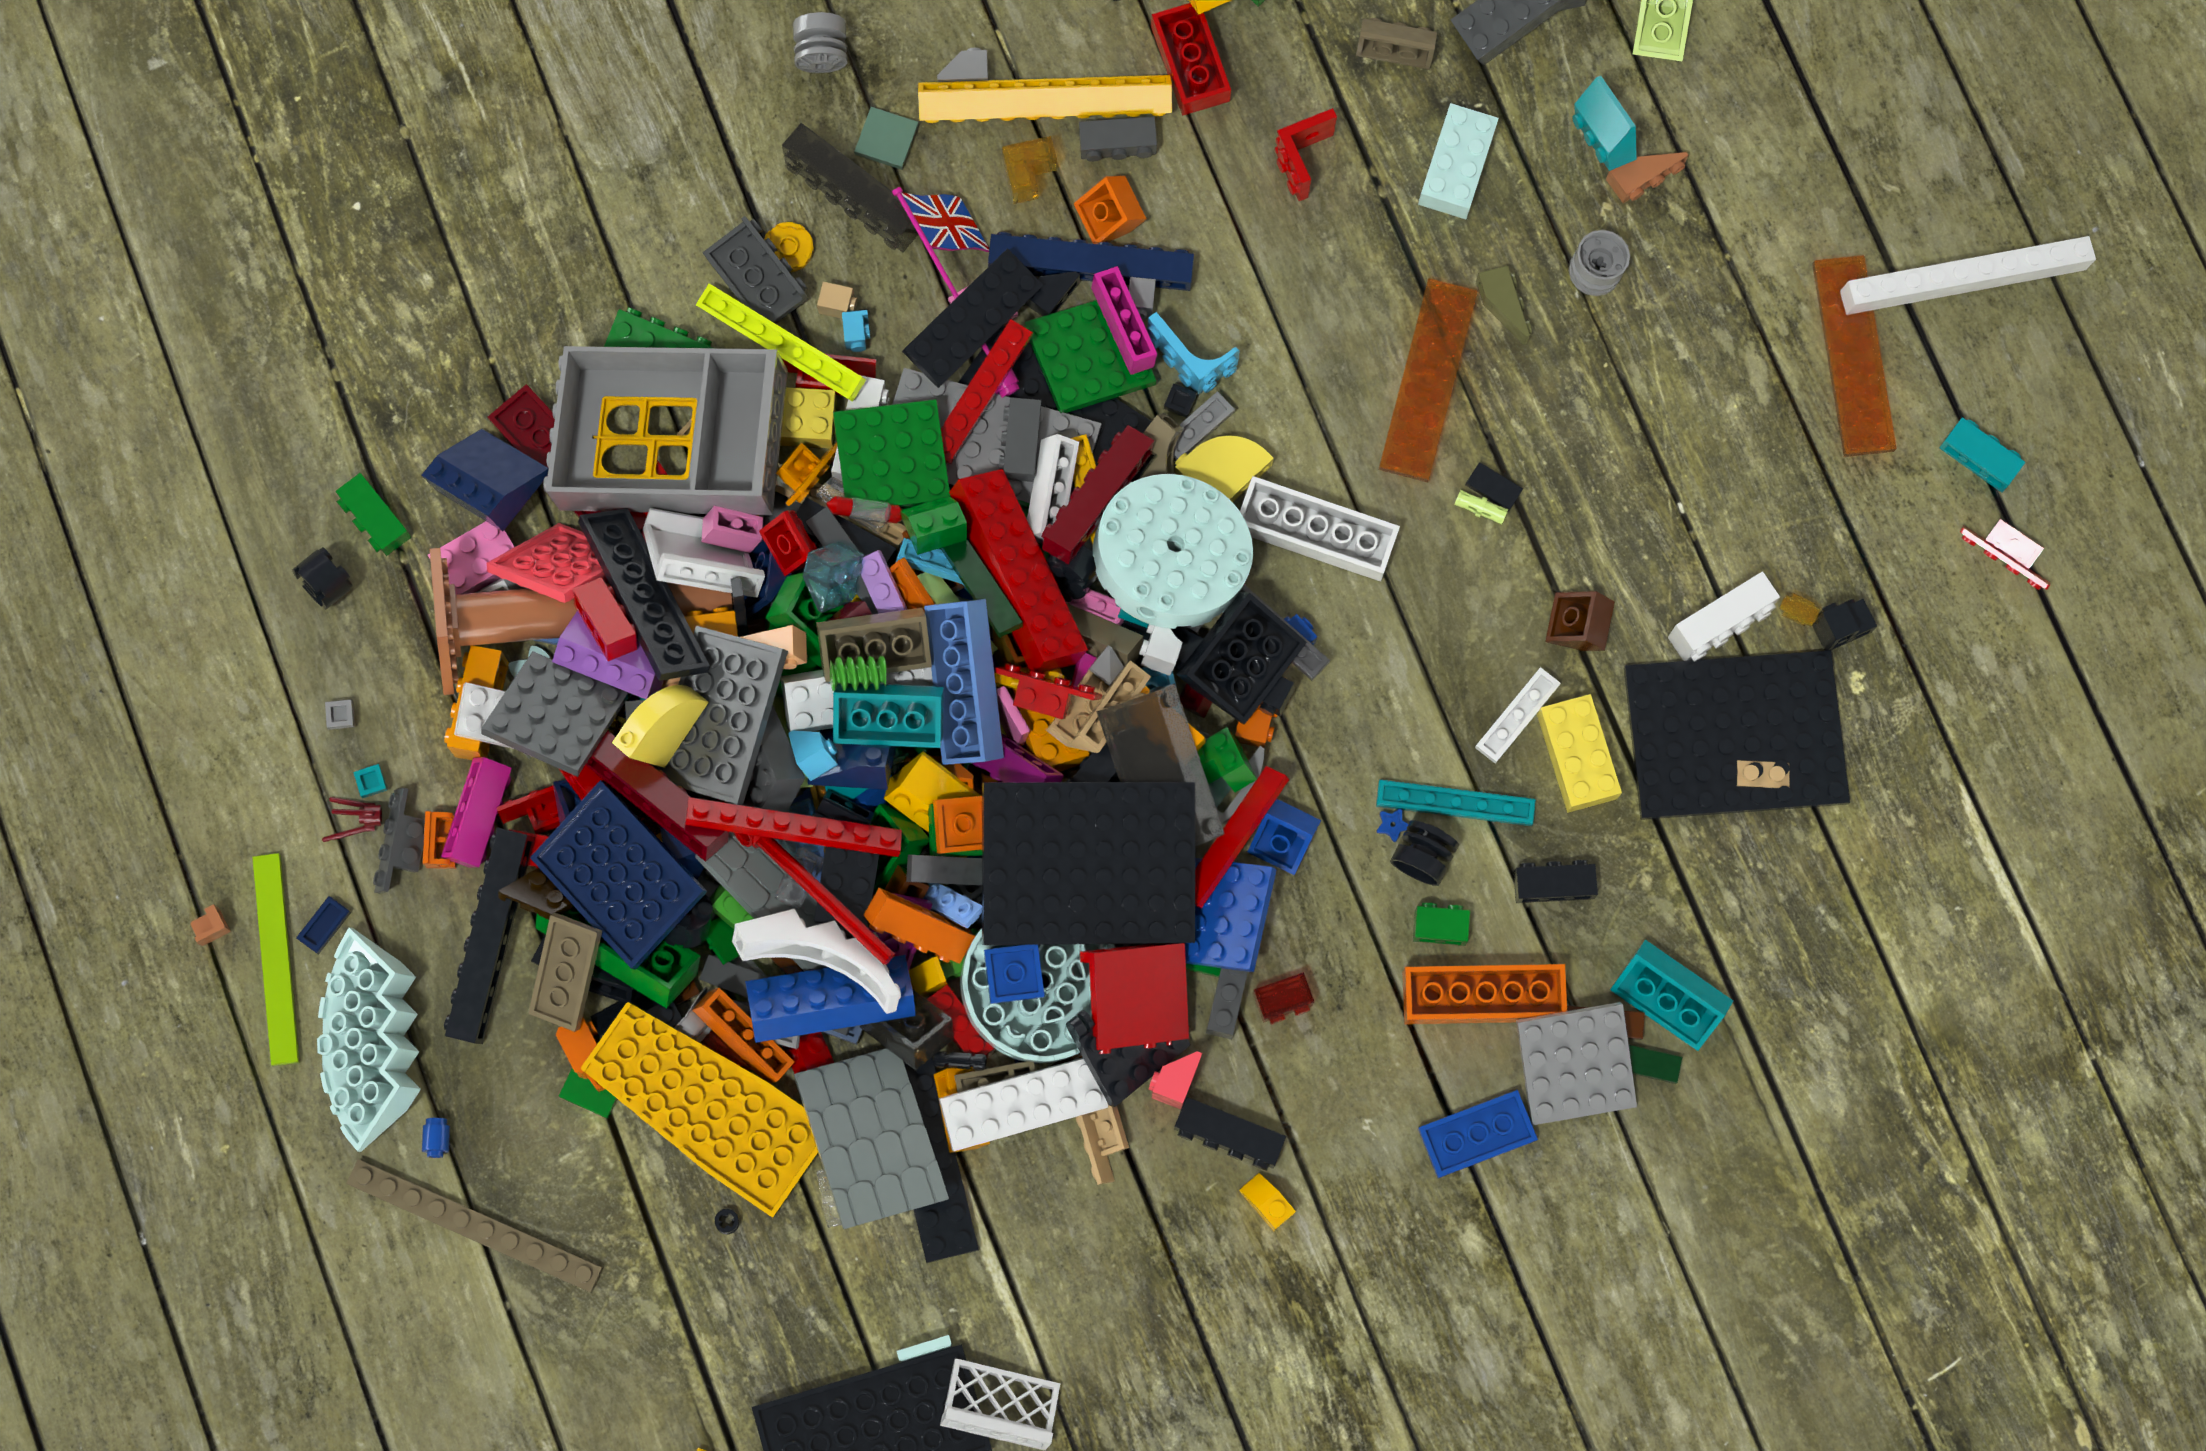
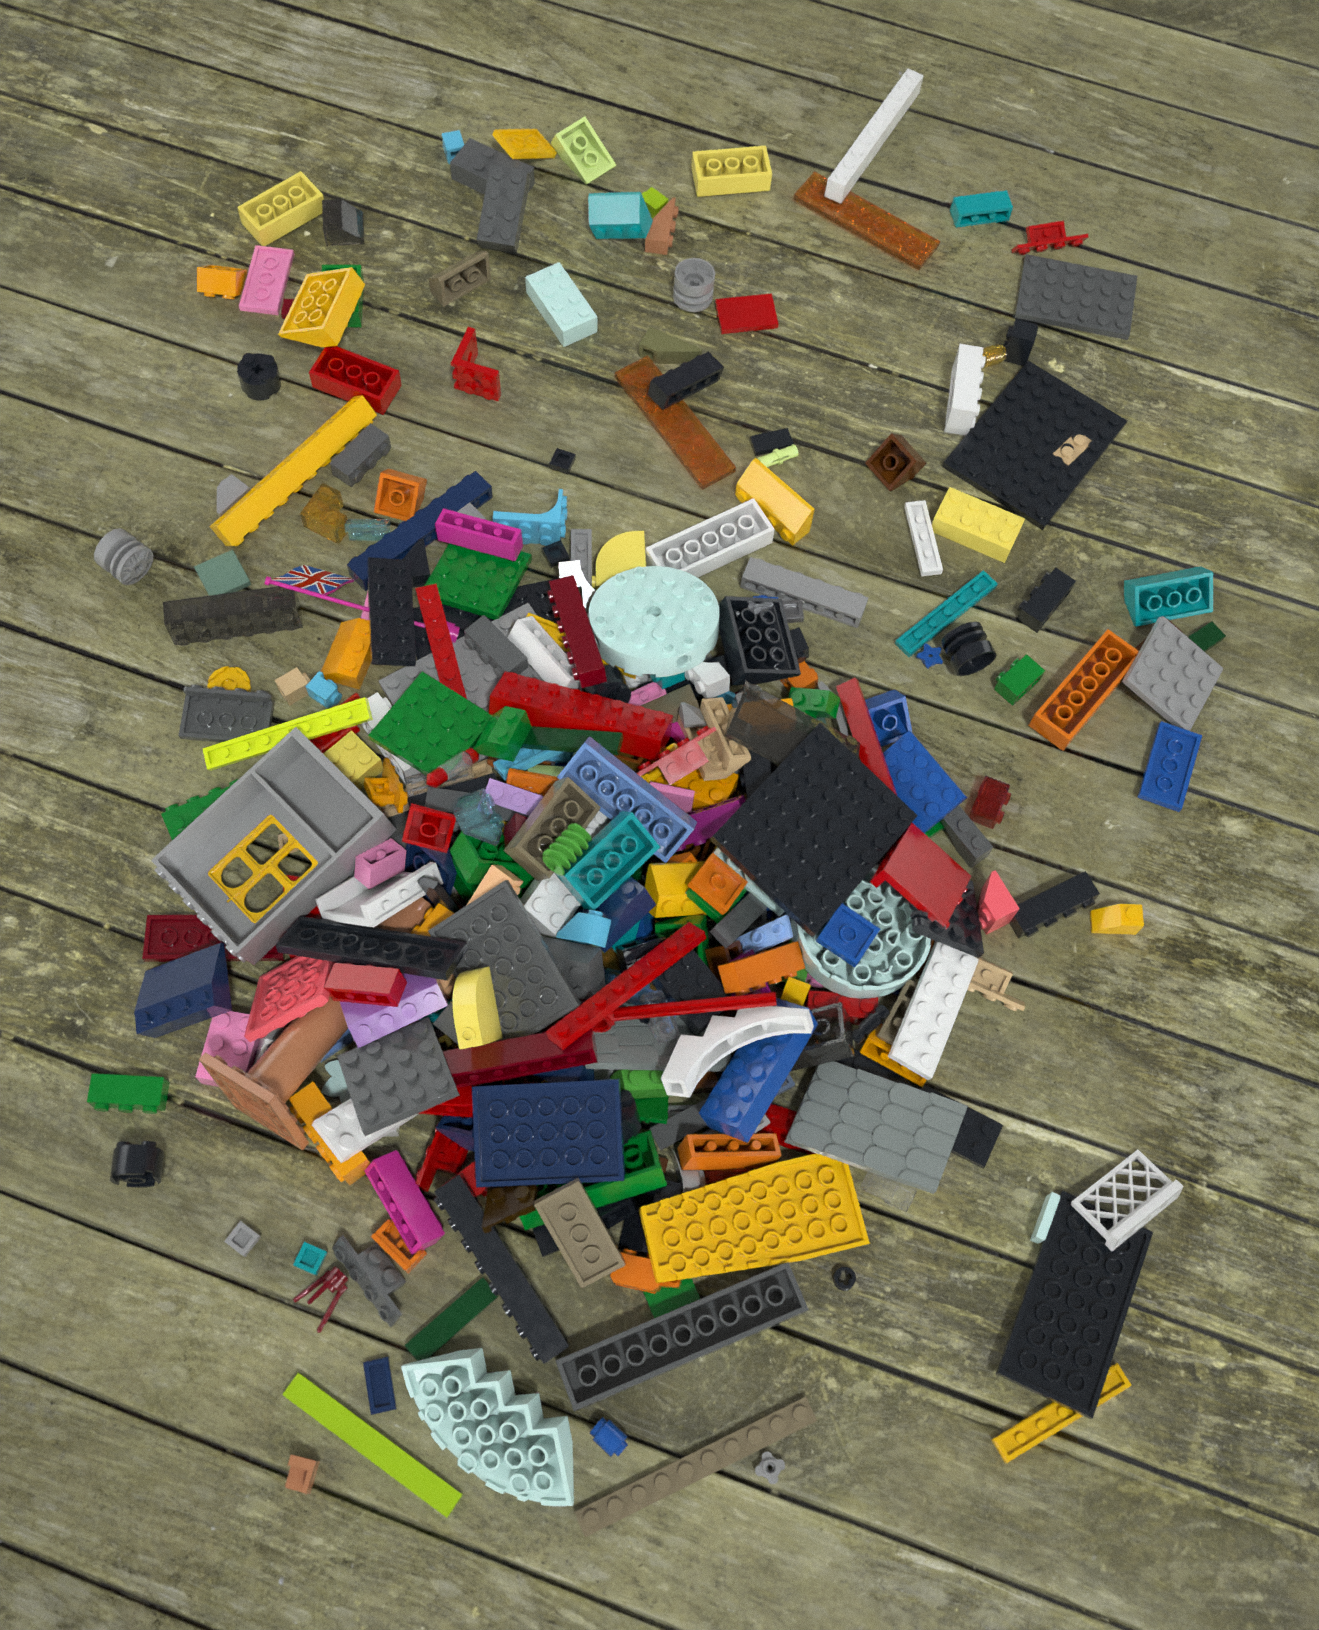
camera: 50 degrees left, 10 degrees down
(417, 935) = (451, 1321): none -> dark green tile
(528, 1288) = (762, 1468): none -> light grey plate
(561, 1127) = (681, 1336): none -> dark grey brick
(908, 316) = (349, 654): none -> light orange slope
(1046, 215) = (367, 529): none -> clear light blue bracket
(1285, 318) = (562, 461): none -> black plate
(1350, 655) = (815, 594): none -> light grey brick
(1418, 548) = (781, 505): none -> yellow slope
(1478, 350) = (685, 380): none -> black brick
(1623, 338) = (746, 313): none -> red tile
(1665, 137) = (654, 201): none -> lime brick
(1779, 177) = (731, 171): none -> light yellow brick
(1964, 635) = (1076, 297): none -> dark grey plate

